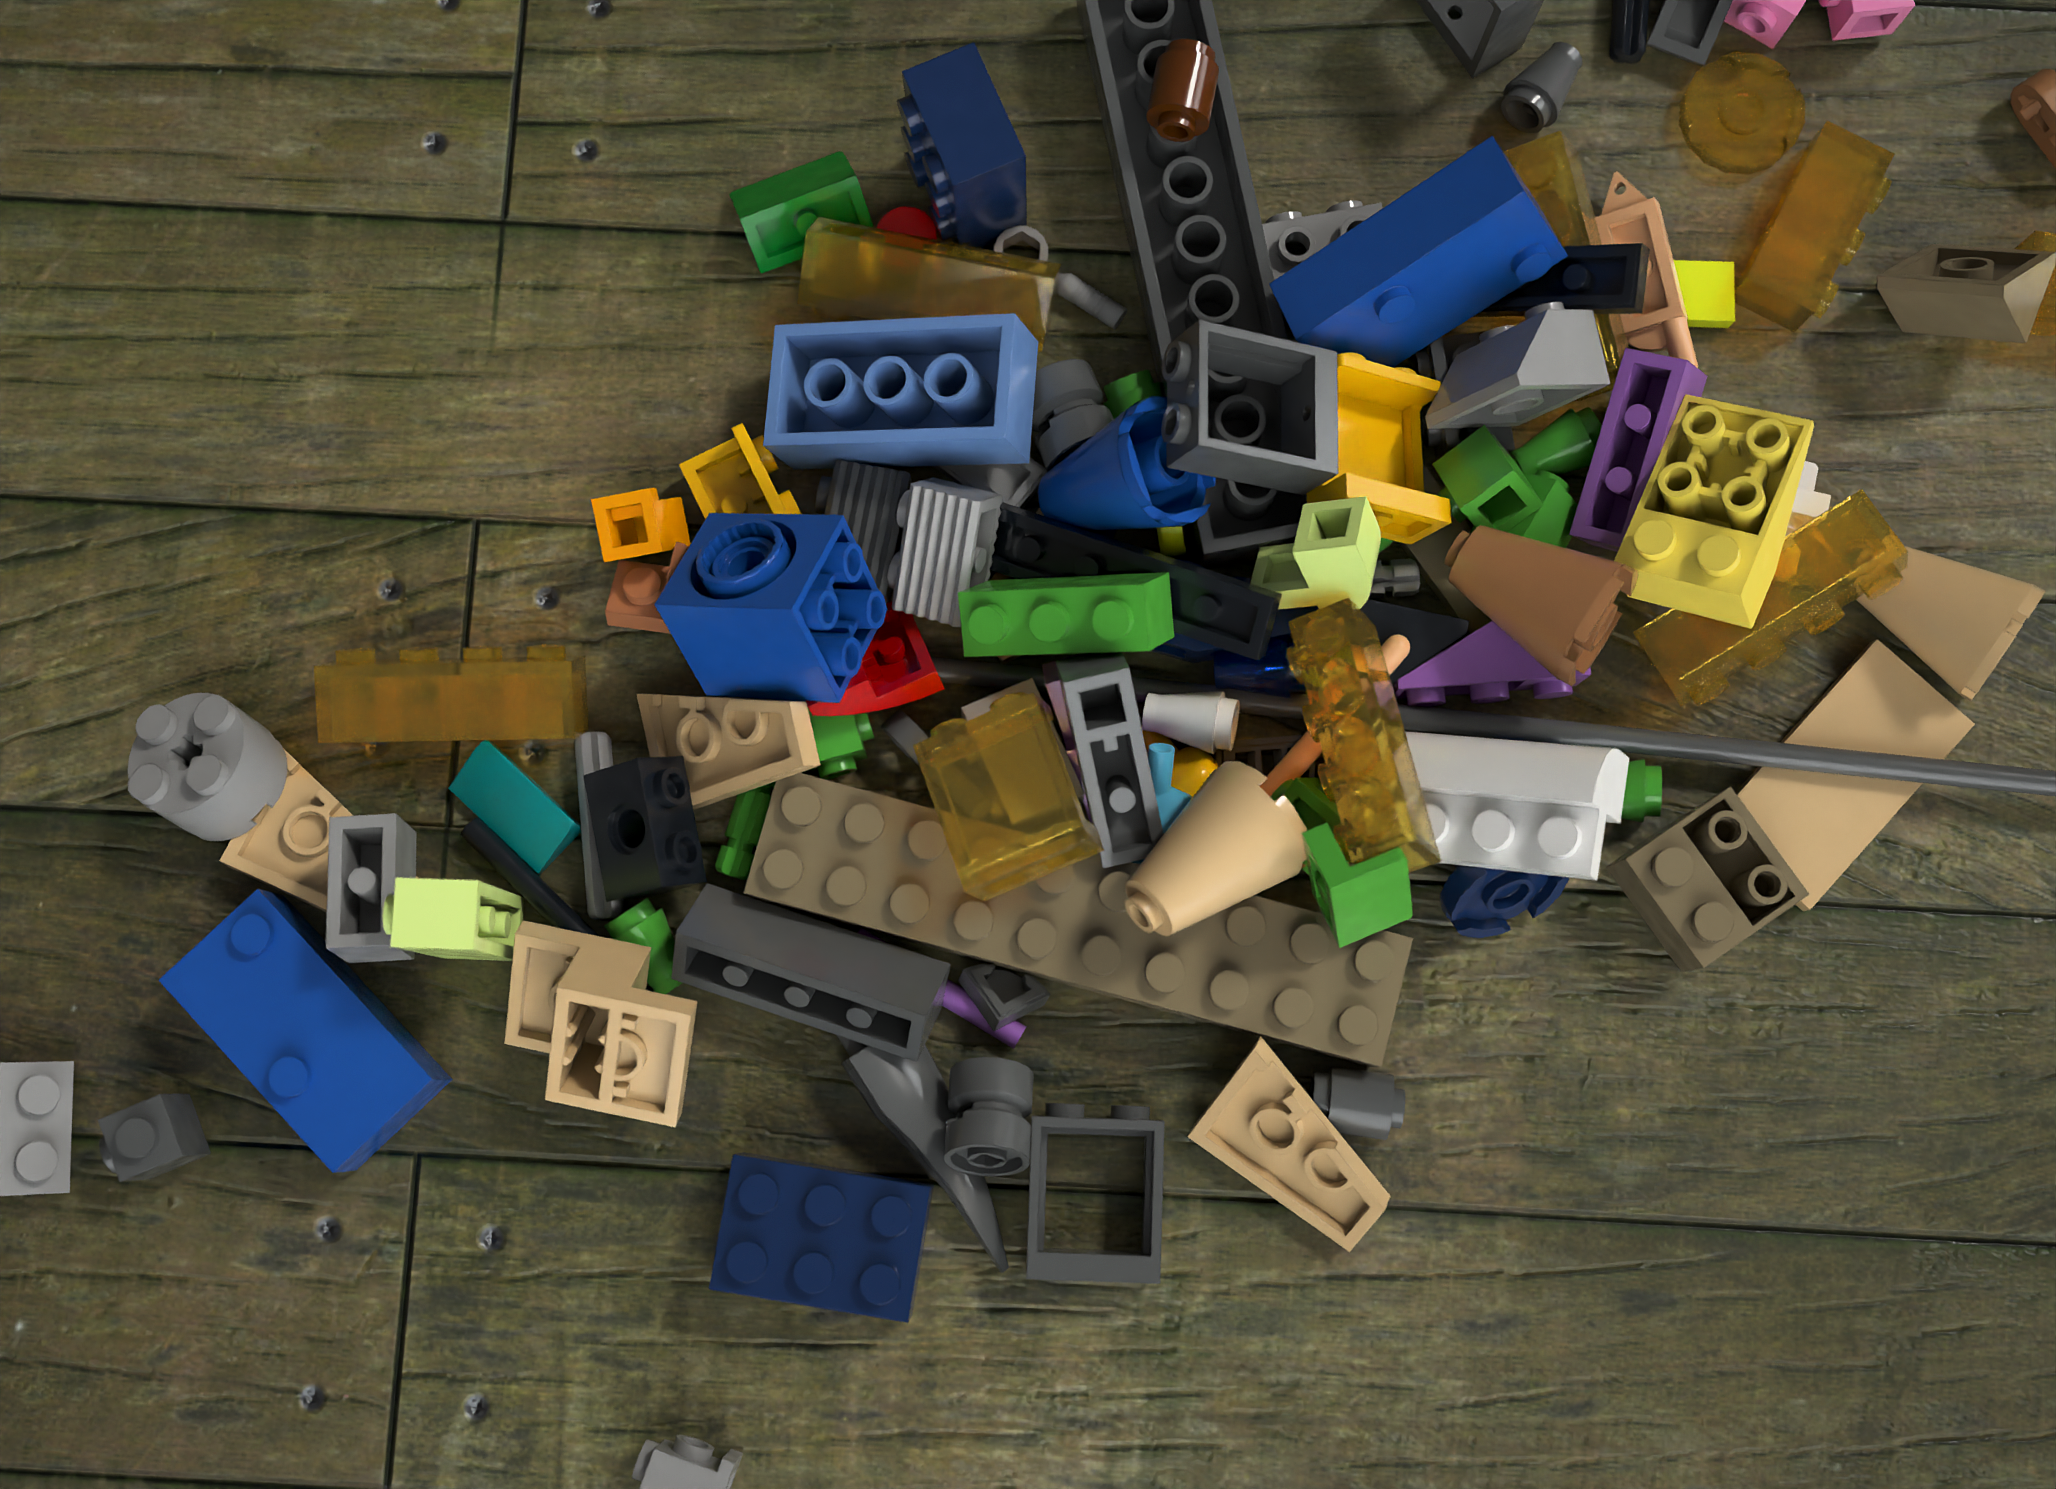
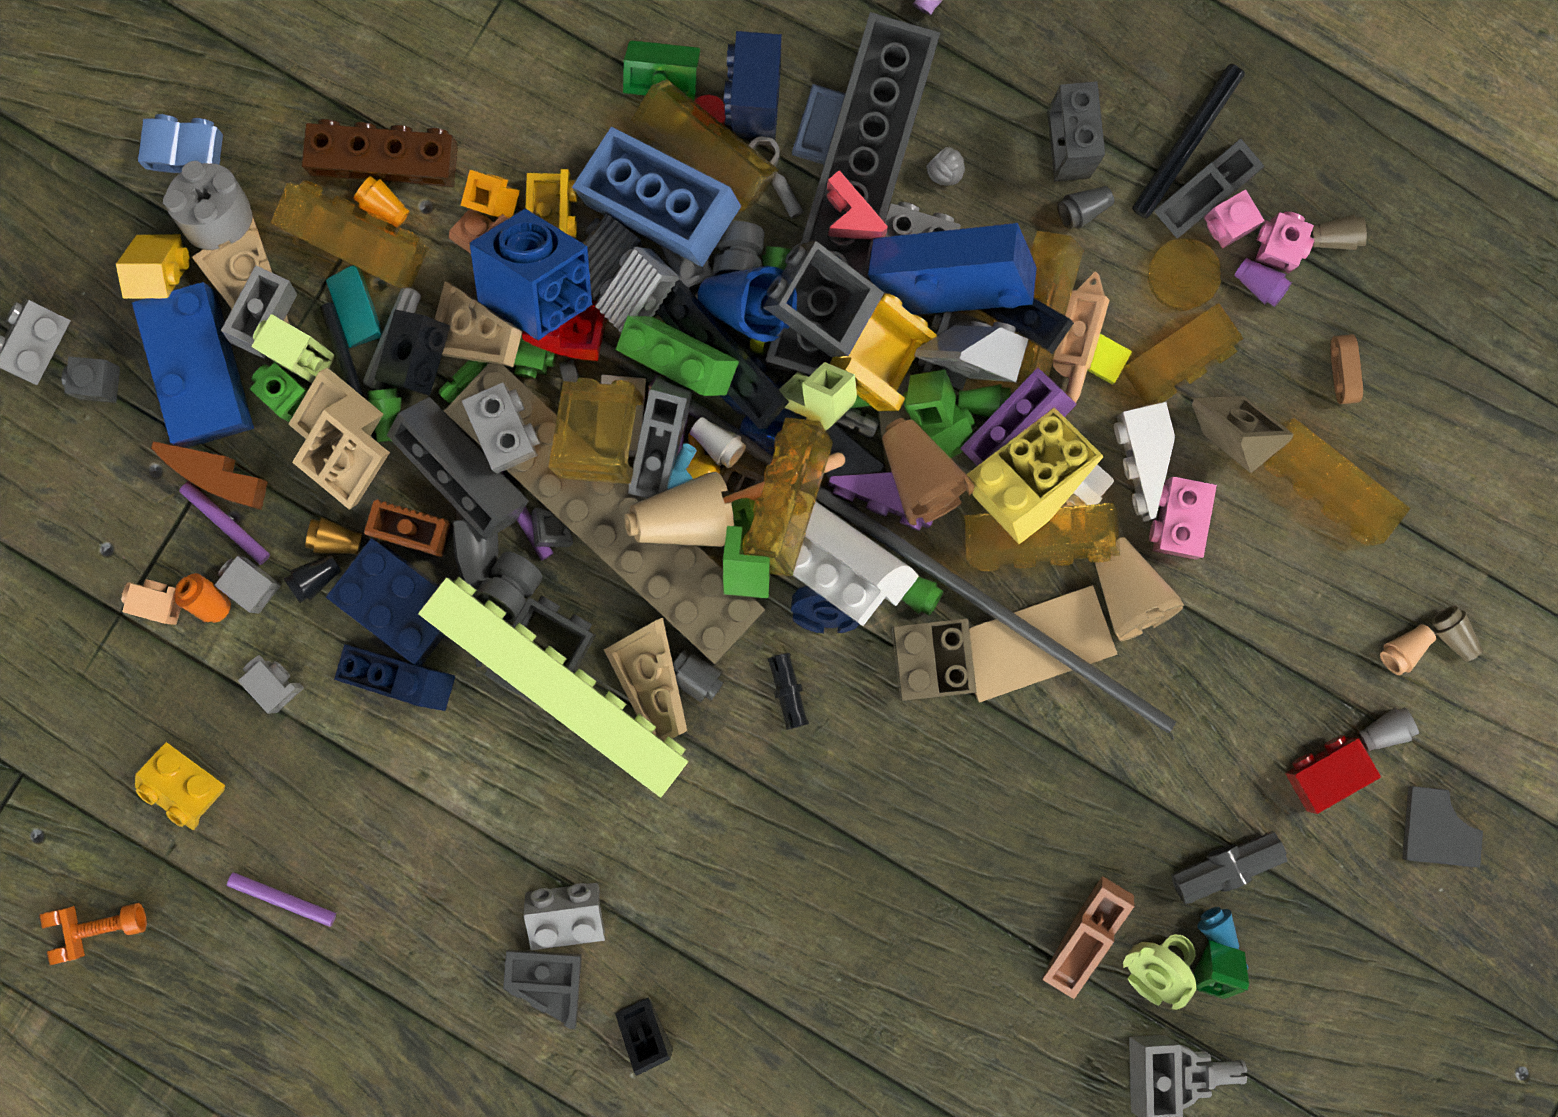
camera: 20 degrees right, 5 degrees up
(98, 703) = (171, 144): none -> medium blue brick
(163, 907) = (152, 266): none -> yellow brick
(424, 1186) = (213, 474): none -> dark orange slope
(430, 1443) = (151, 601): none -> light nougat brick
(435, 551) = (382, 153): none -> reddish brown brick
(469, 621) = (380, 200): none -> light orange cone
(481, 1254) = (224, 522): none -> medium lavender bar
(484, 1004) = (287, 399): none -> bright green brick
(508, 1396) = (202, 598): none -> orange brick
(567, 1334) = (246, 584): none -> light grey brick
(666, 1188) = (332, 538): none -> pearl gold cone
(666, 1269) = (312, 577): none -> black cone
(780, 1107) = (408, 528): none -> dark orange brick
(852, 867) = (500, 427): none -> light grey brick
(882, 1360) = (395, 678): none -> dark blue slope
(1081, 171) = (818, 124): none -> sand blue tile
(1154, 1238) = (553, 686): none -> yellowish green brick
(1183, 90) = (884, 113): reddish brown brick -> none
(1236, 260) = (860, 219): none -> coral slope
(1308, 135) = (946, 167): none -> light grey piece
(1509, 1049) = (788, 691): none -> black pin
(1843, 387) = (1148, 448): none -> white slope
(1866, 62) = (1263, 281): none -> medium lavender cone
(1954, 466) = (1183, 518): none -> bright pink brick

